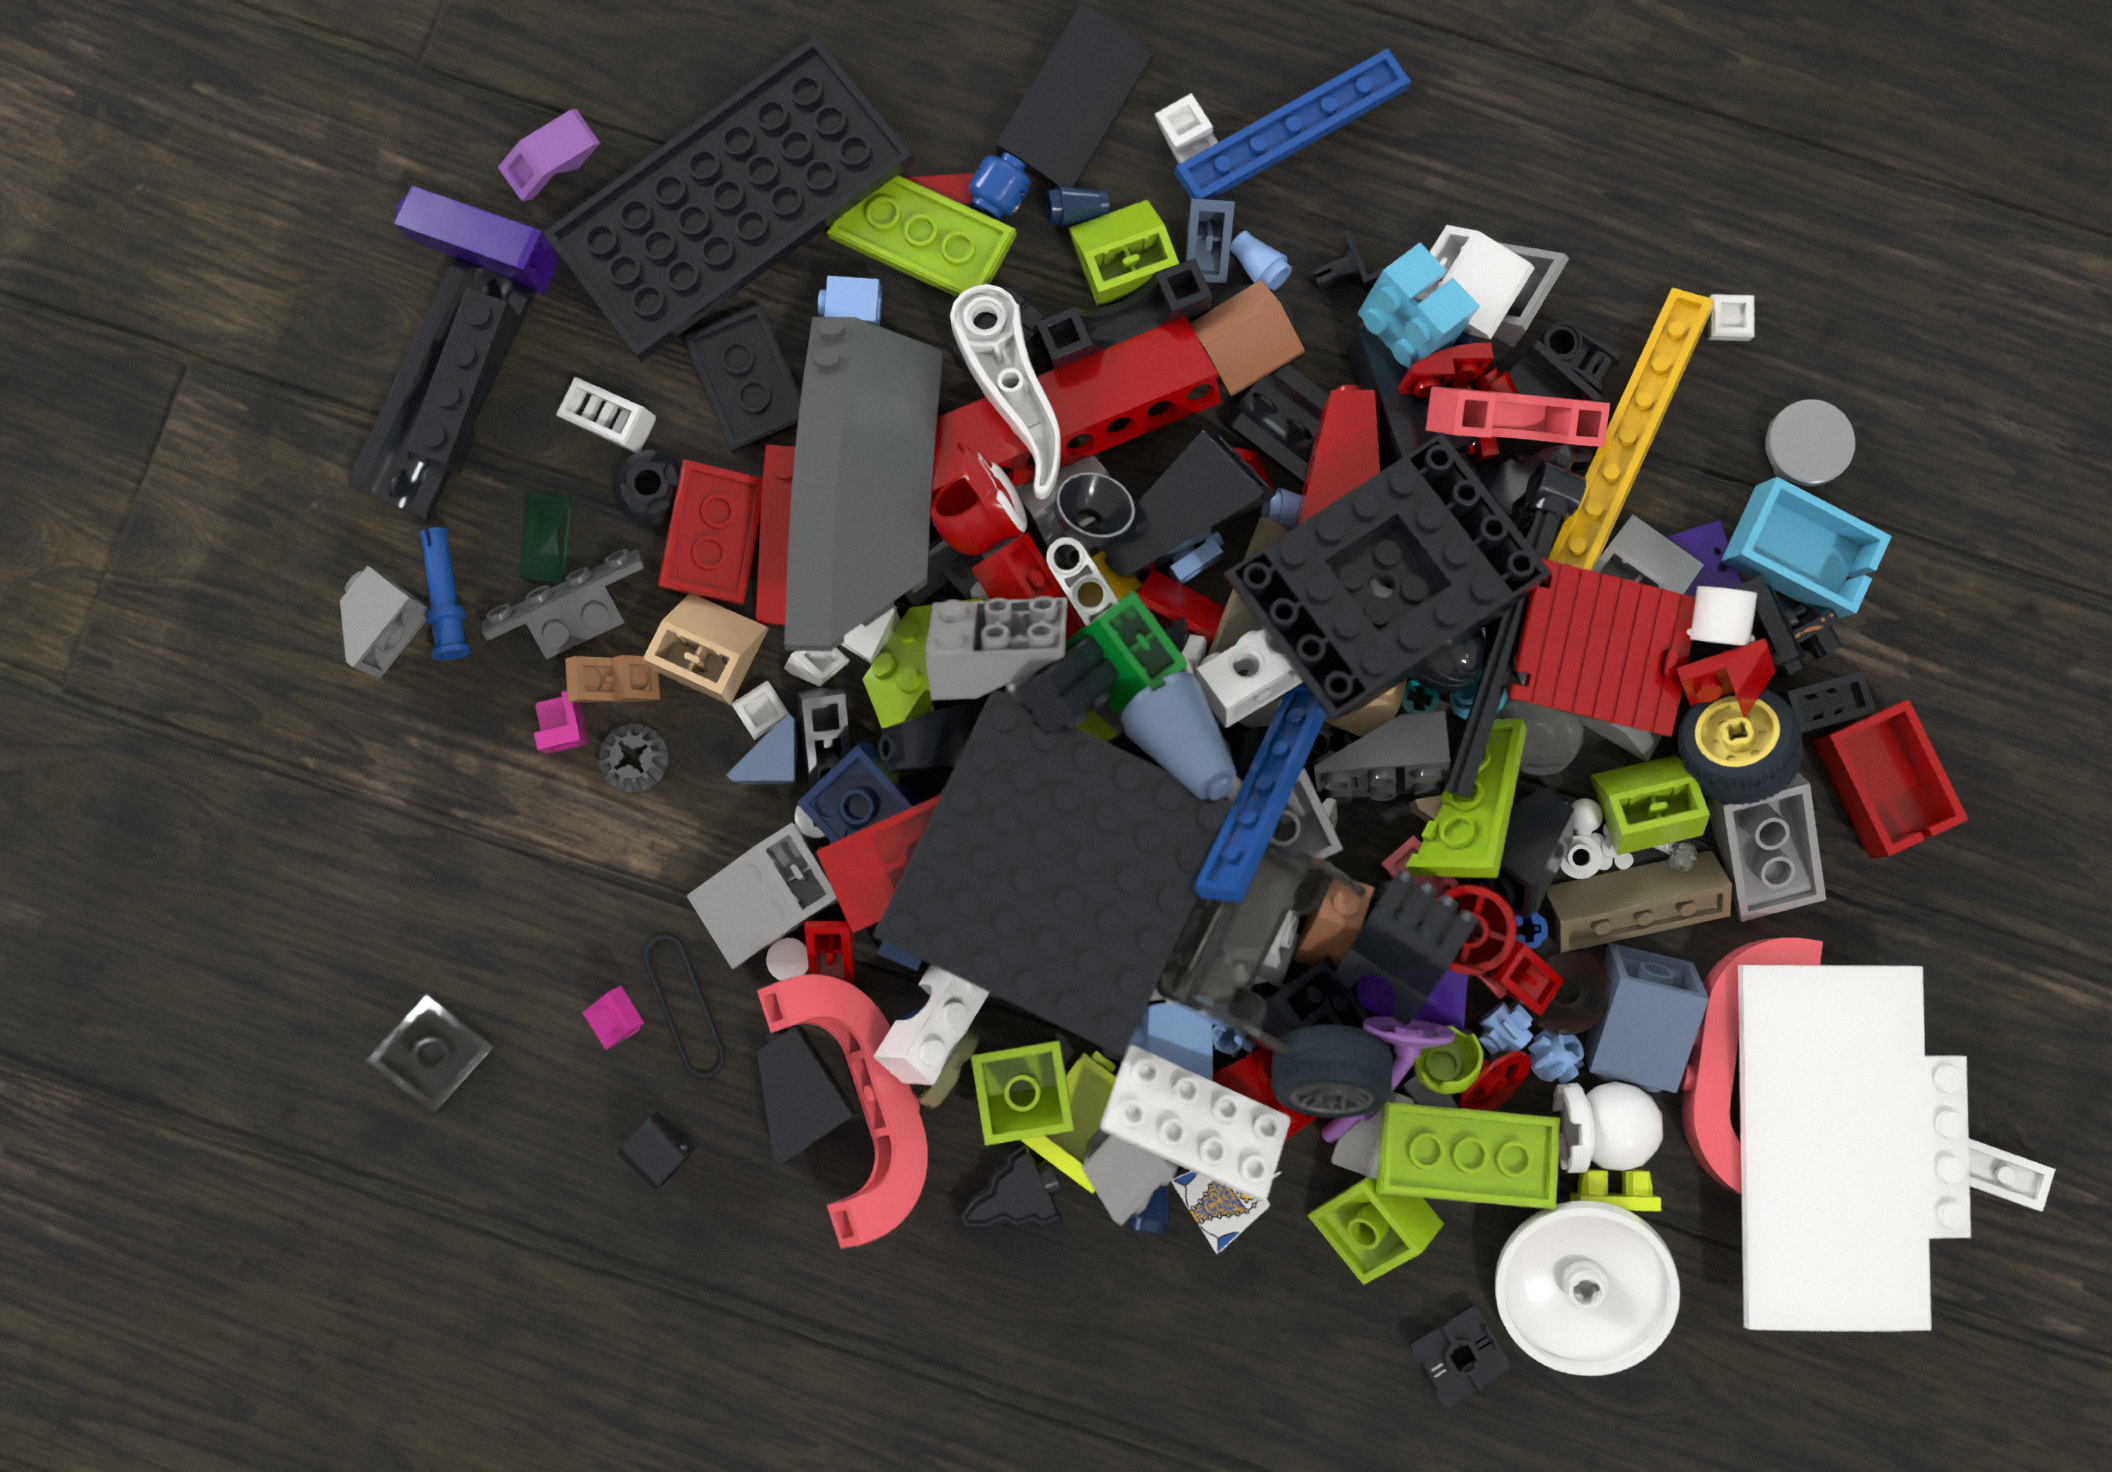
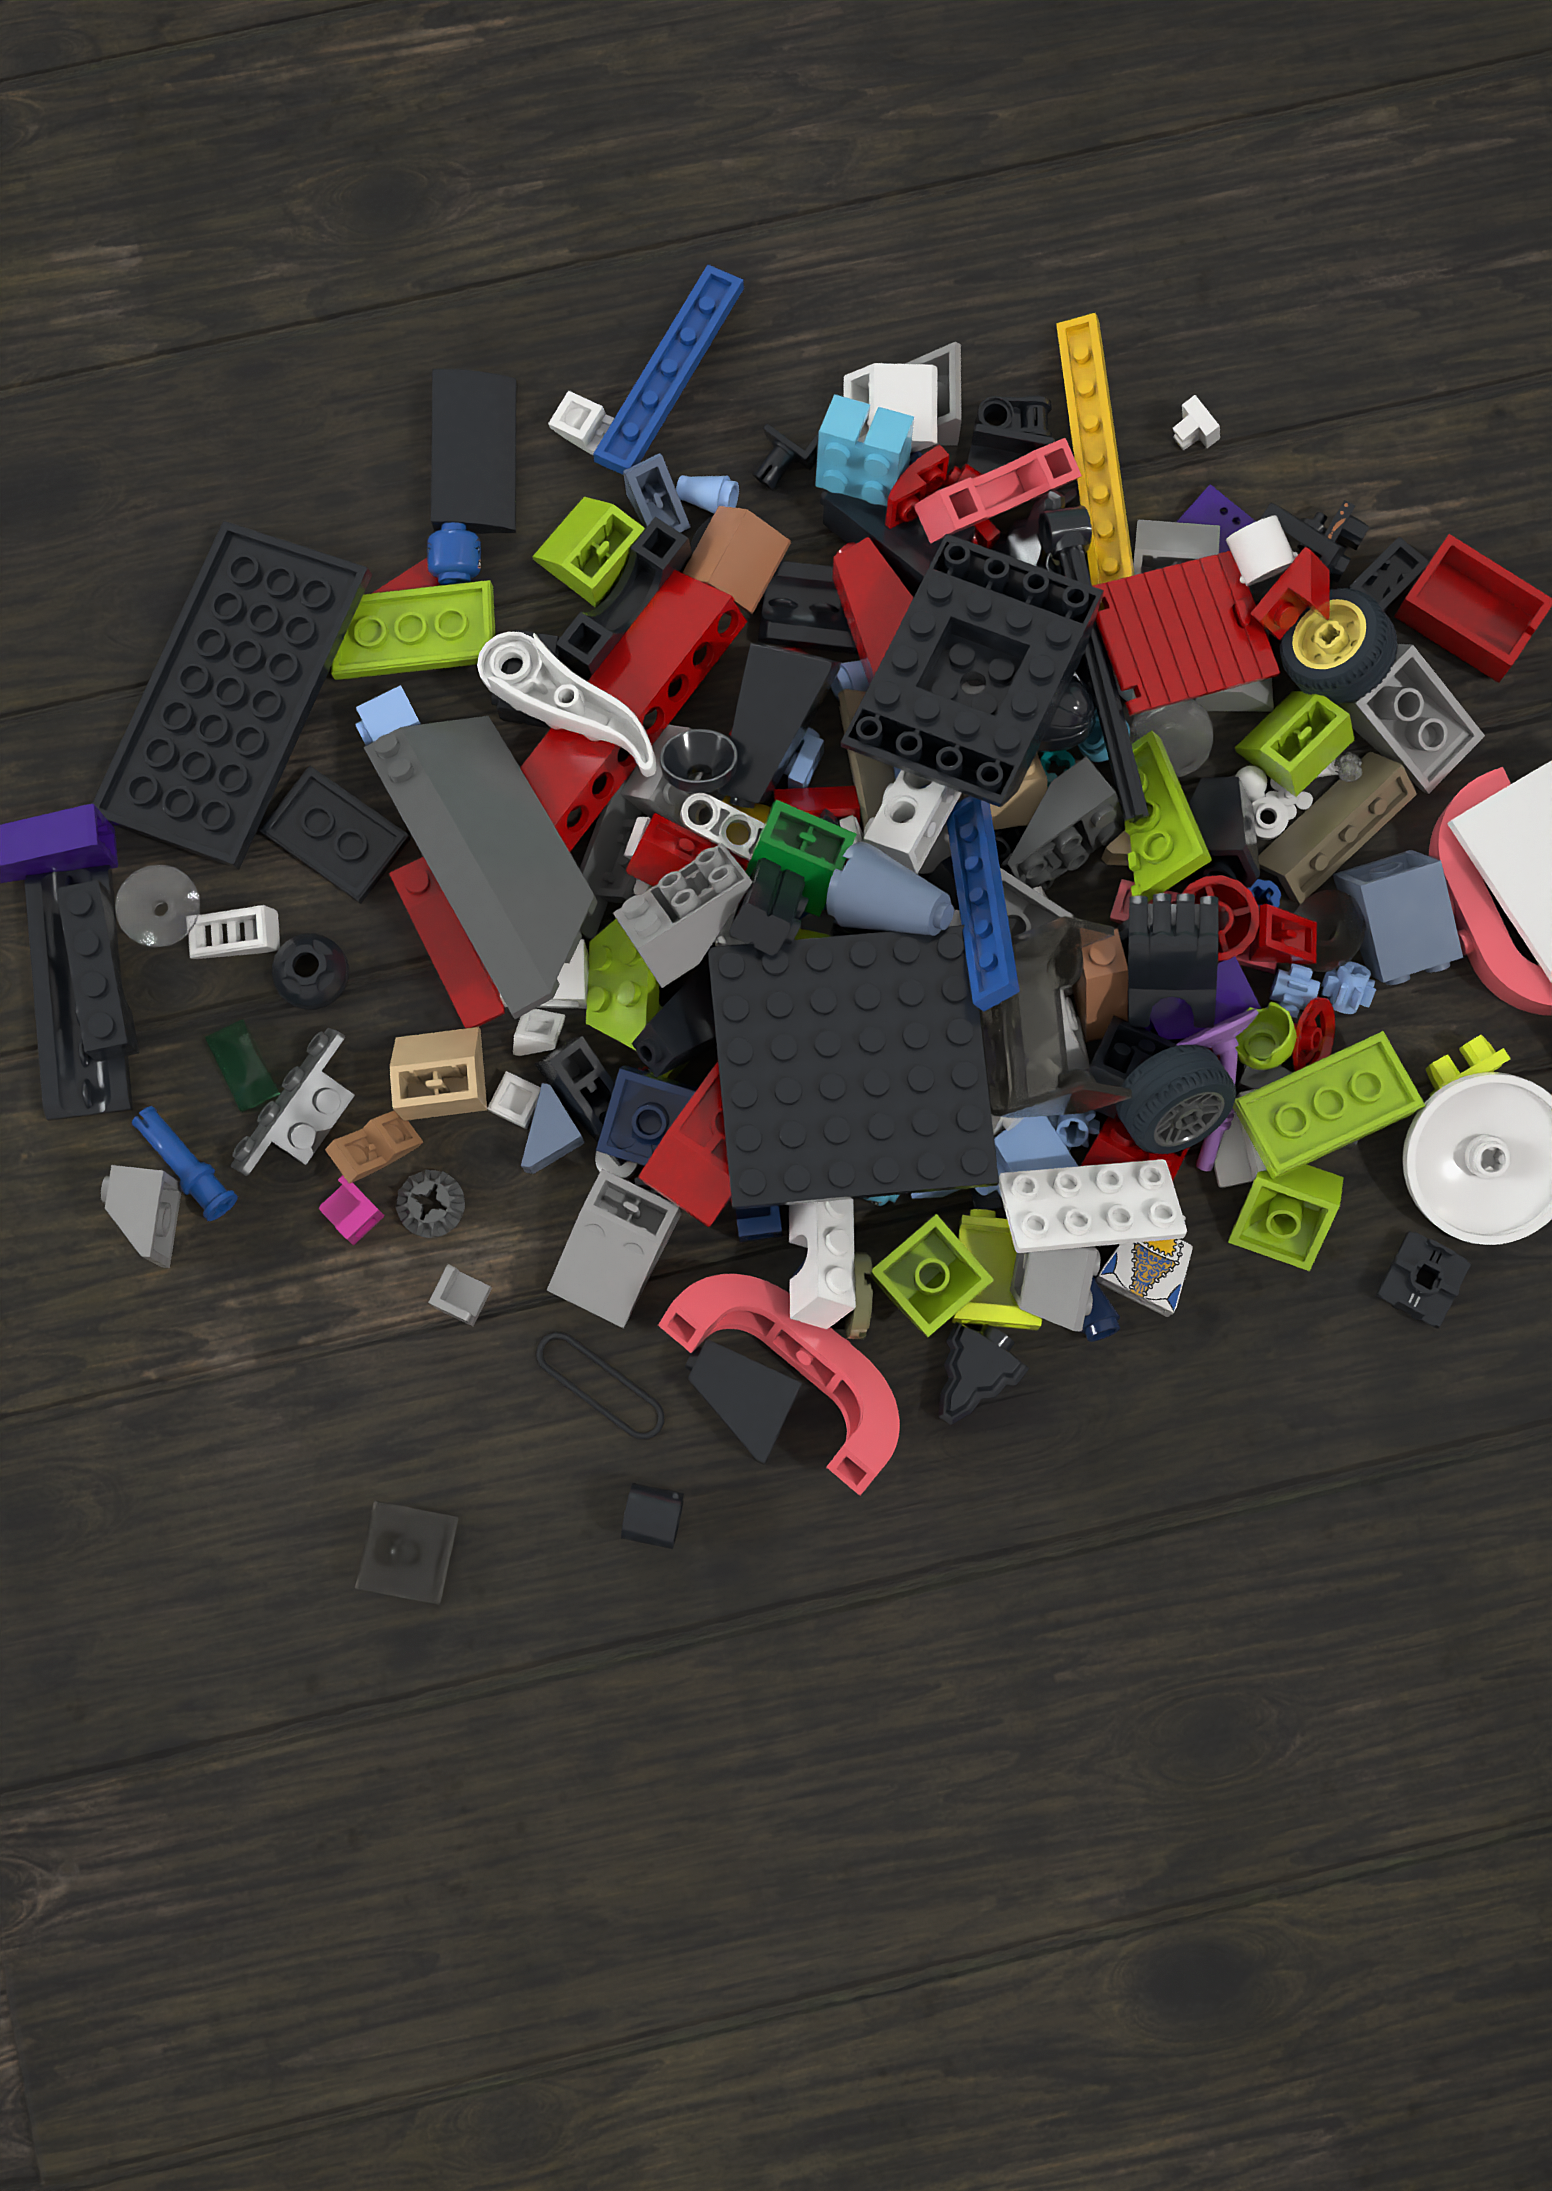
camera: 30 degrees left, 5 degrees down
(542, 336) = (144, 892): none -> clear dish
(549, 150) = (53, 741): medium lavender slope -> none
(607, 856) = (460, 1295): none -> light grey panel
(613, 1017) = (548, 1424): dark pink bracket -> none
(712, 533) = (385, 976): red tile -> none
(787, 959) = (663, 1289): white tile -> none
(831, 949) = (695, 1254): red slope -> none
(978, 507) = (601, 817): red piece -> none
(1072, 204) = (525, 535): dark blue cone -> none
(1609, 1125) = (1425, 1017): white tile -> none
(1731, 318) = (1119, 321): white tile -> none
(1741, 457) = (1196, 425): none -> white tile
(1806, 548) = (1292, 464): medium azure piece -> none
(1810, 443) = (1243, 382): light grey tile -> none

